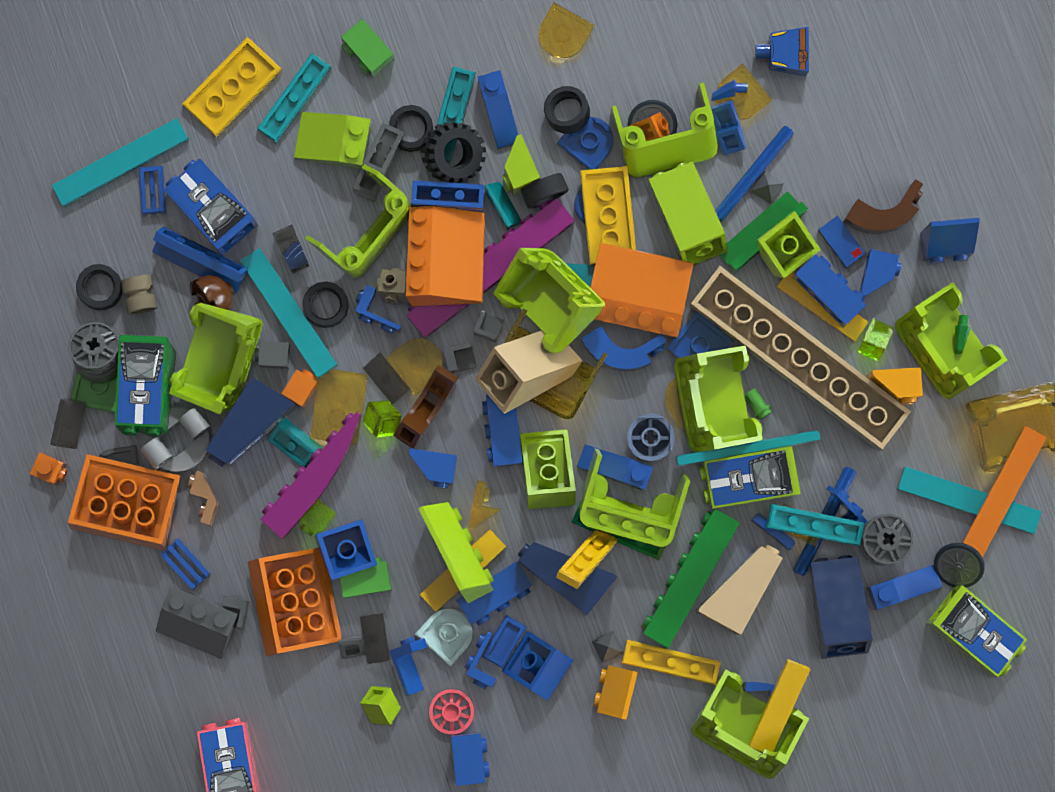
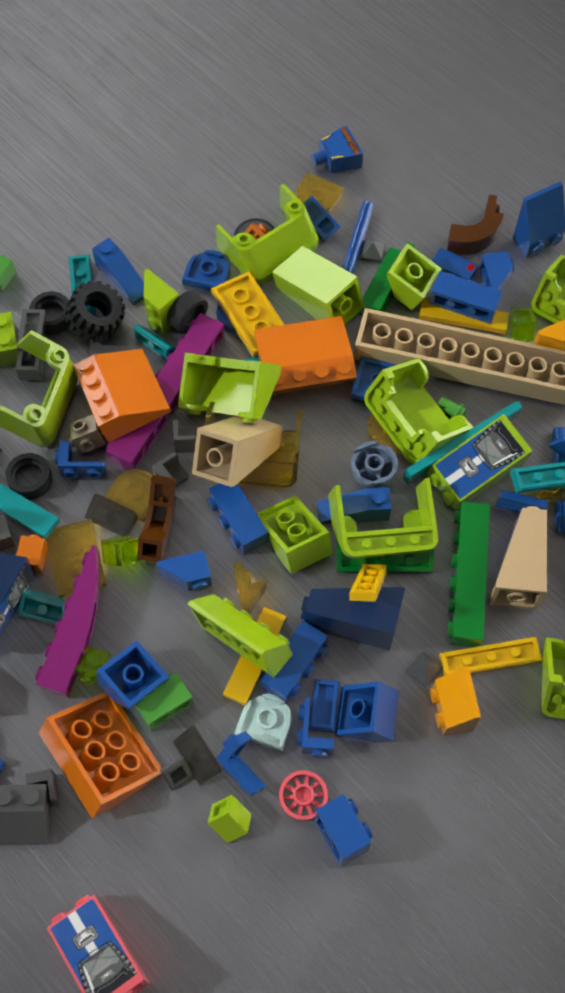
camera: 20 degrees left, 20 degrees down
(448, 195) = (112, 340): blue brick -> none
(560, 94) = (184, 260): black tyre -> none
(563, 32) = (151, 204): clear yellow tile -> none
(620, 358) = (315, 417): blue arch -> none
(729, 90) = (307, 189): blue bar -> none

